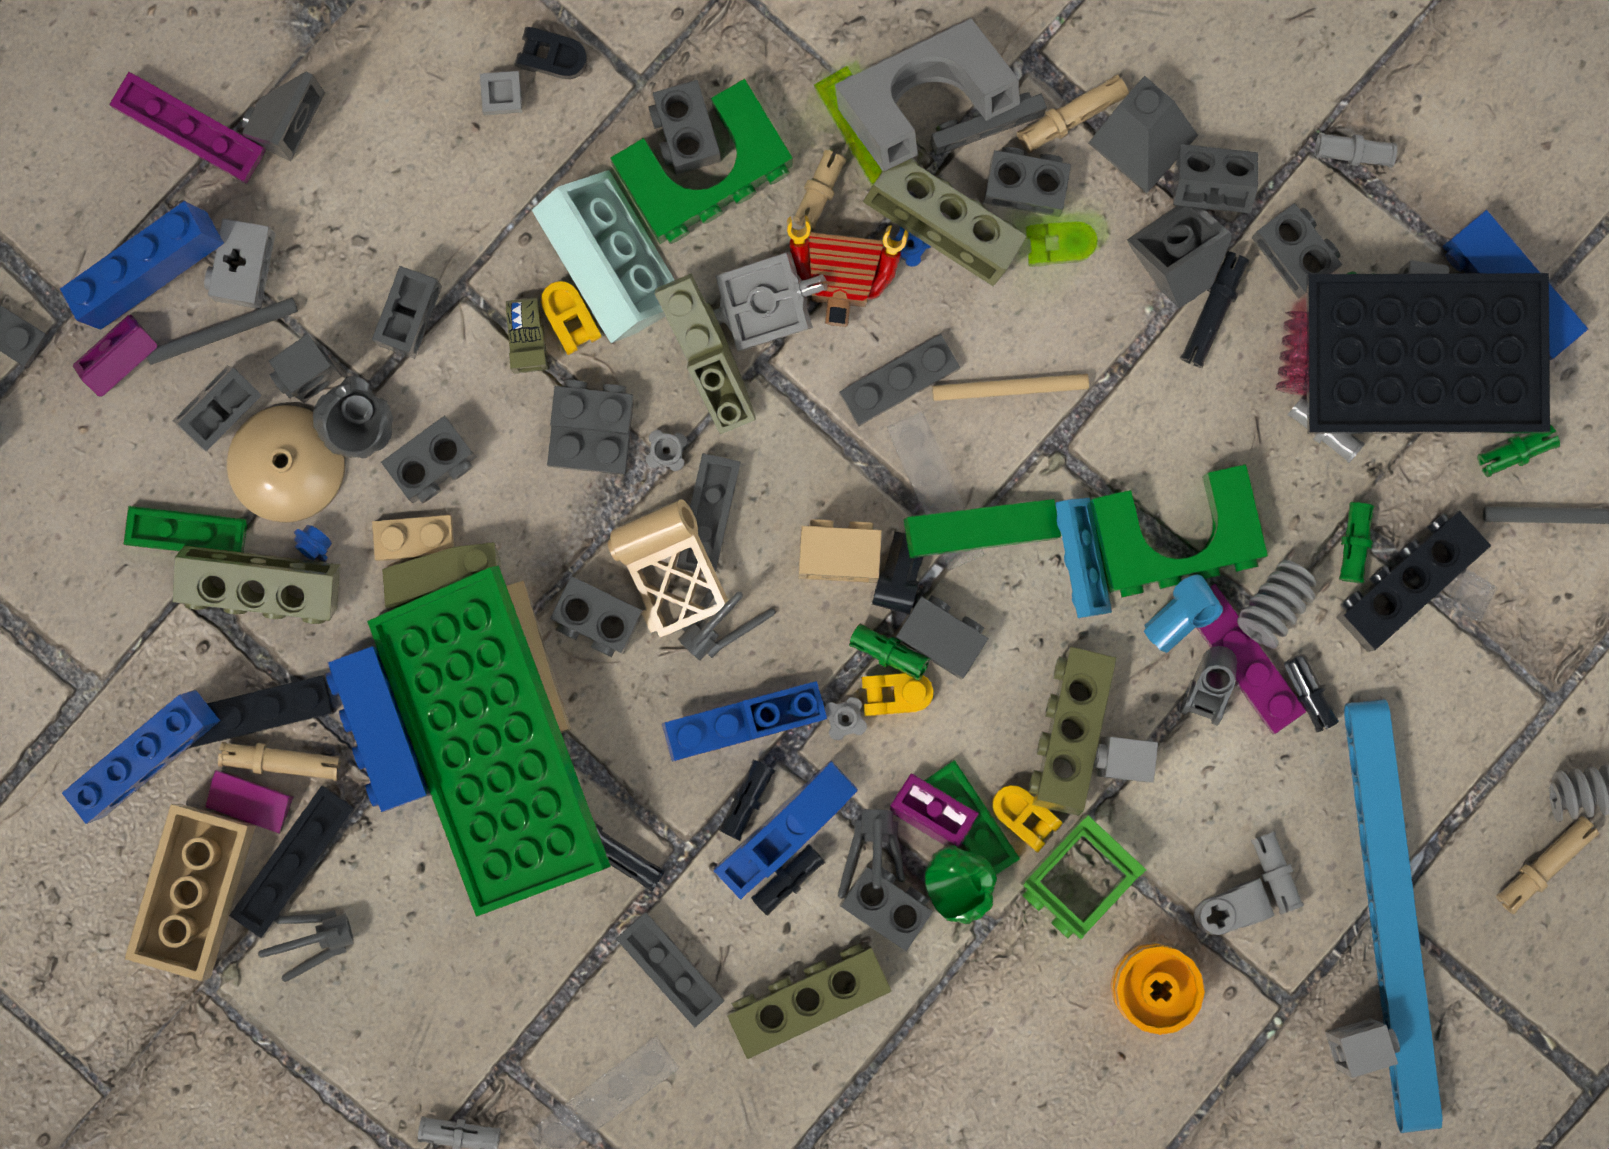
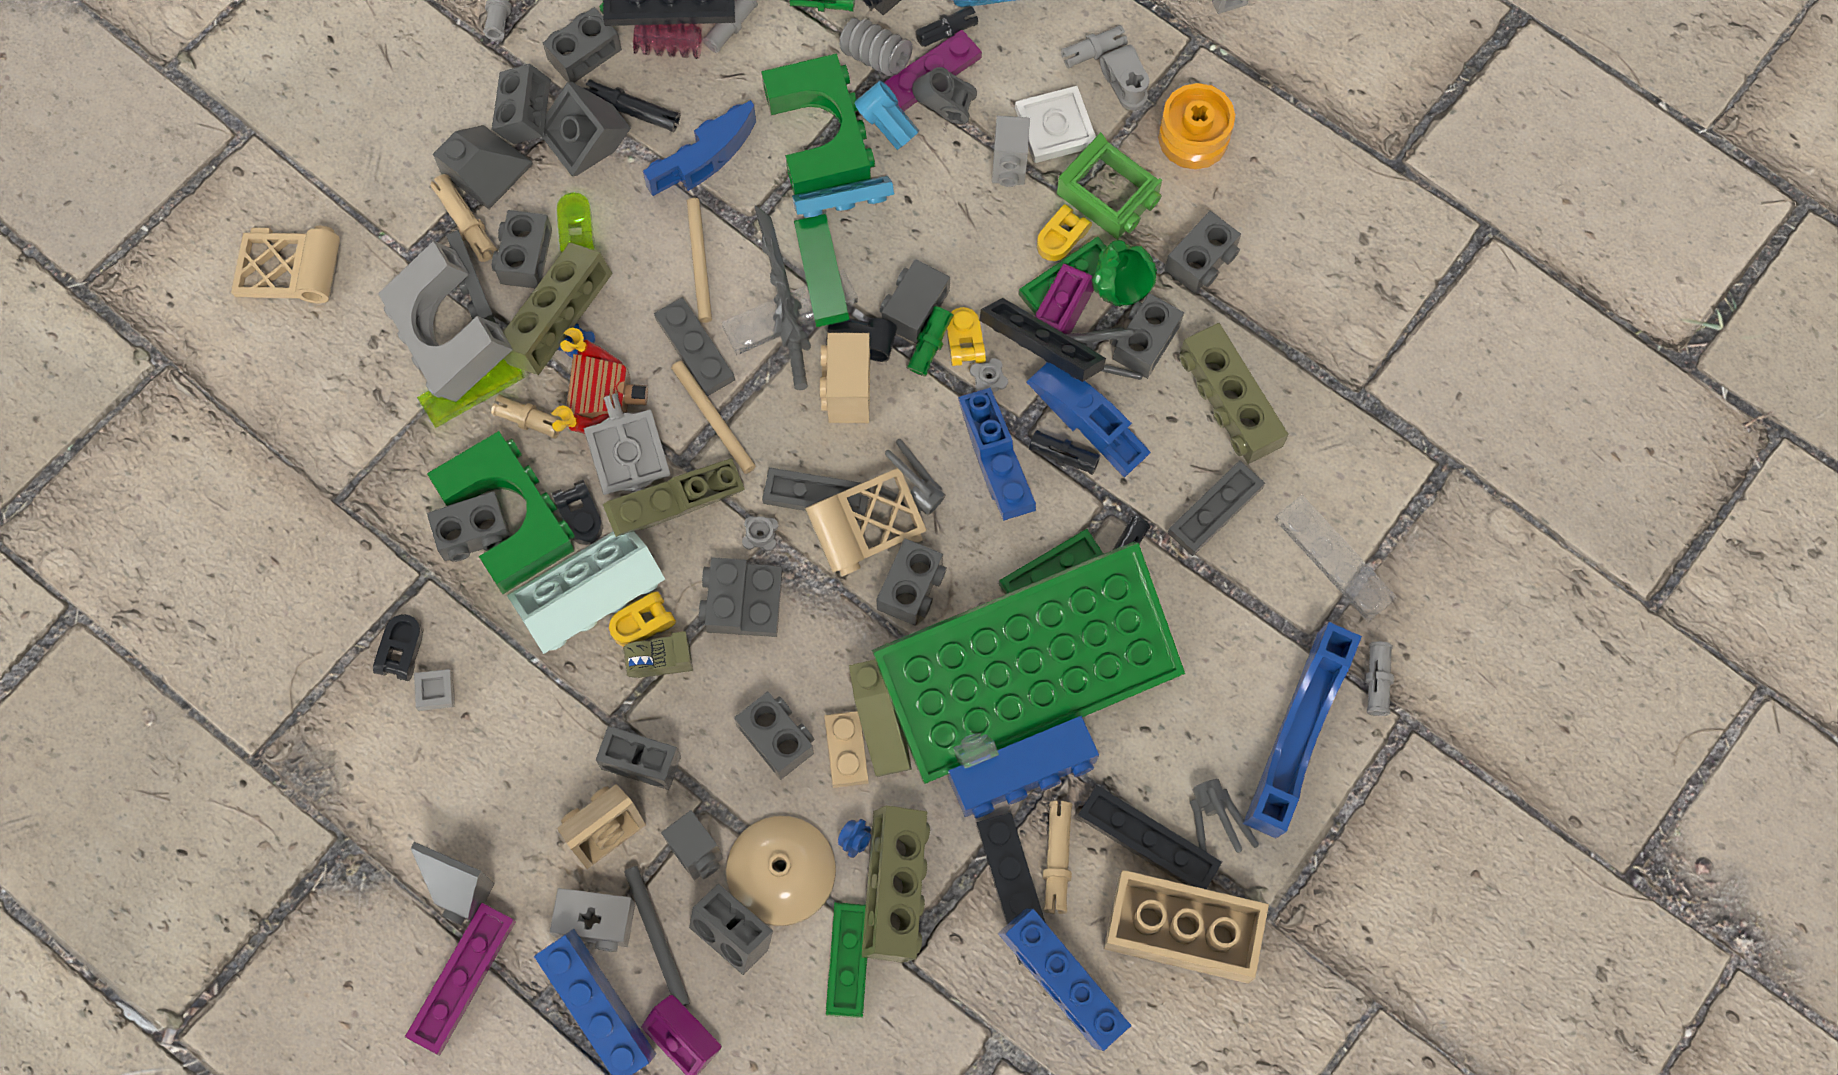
camera: 85 degrees left, 15 degrees down
(248, 801) = (1097, 885): magenta slope -> none
(334, 268) = (600, 825): none -> tan slope
(353, 419) = (739, 802): dark grey hair -> none
(391, 676) = (975, 750): none -> clear plate
(445, 1060) = (1289, 758): none -> blue arch
(608, 776) = (1062, 557): none -> green tile
(688, 255) = (583, 522): none -> black plate
(788, 880) = (1141, 424): black pin -> none
(811, 400) = (713, 417): none -> tan piece
(879, 781) = (1042, 339): none -> black plate
(938, 487) = (787, 306): none -> dark grey sword
(997, 976) = (1198, 249): none -> dark grey brick
(1095, 674) = (975, 182): olive brick -> none
(1156, 409) = (714, 146): none -> blue slope
(1171, 818) = (1056, 123): none -> white plate

